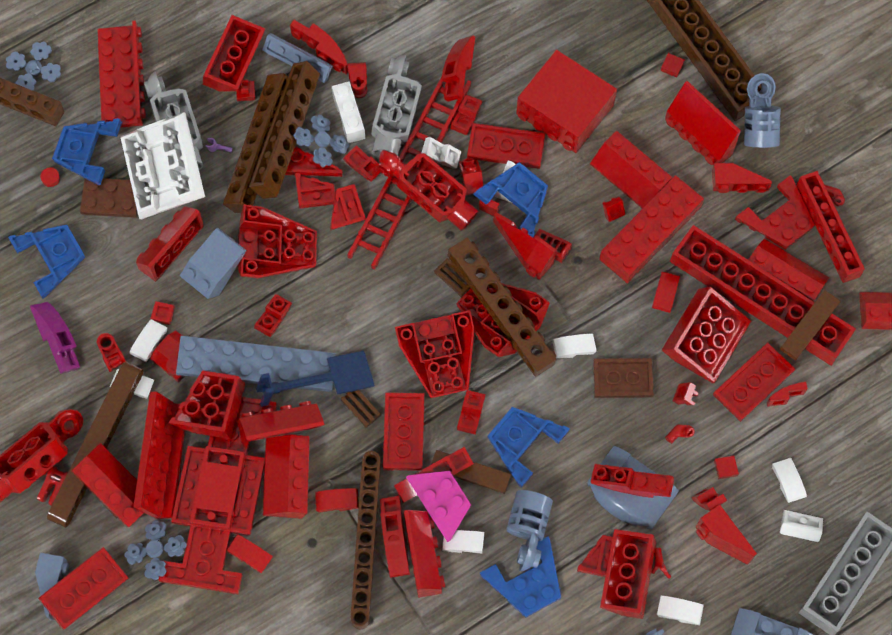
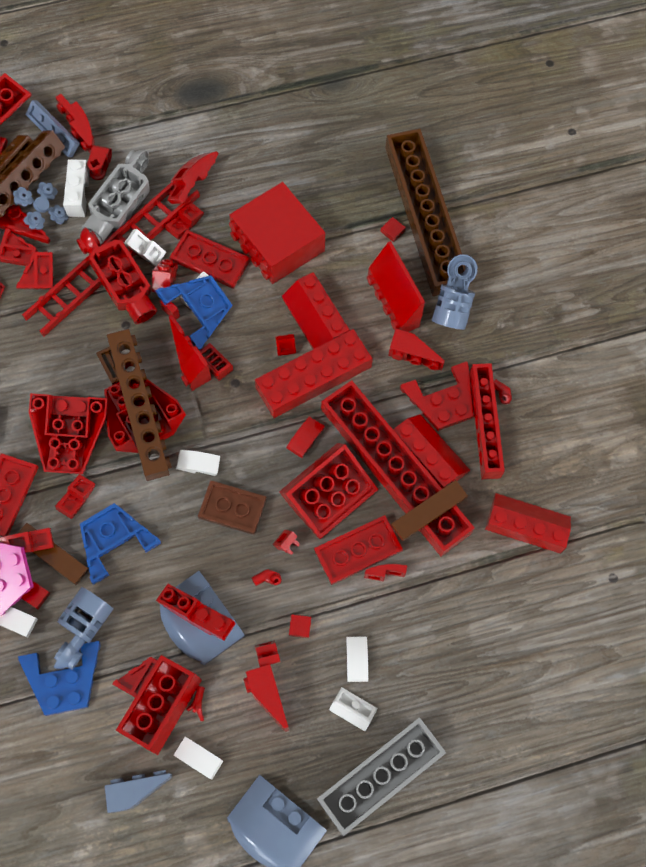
camera: 15 degrees right, 0 degrees up
(362, 163) = (69, 234): red slope -> none
(473, 515) = (36, 596): none -> red tile

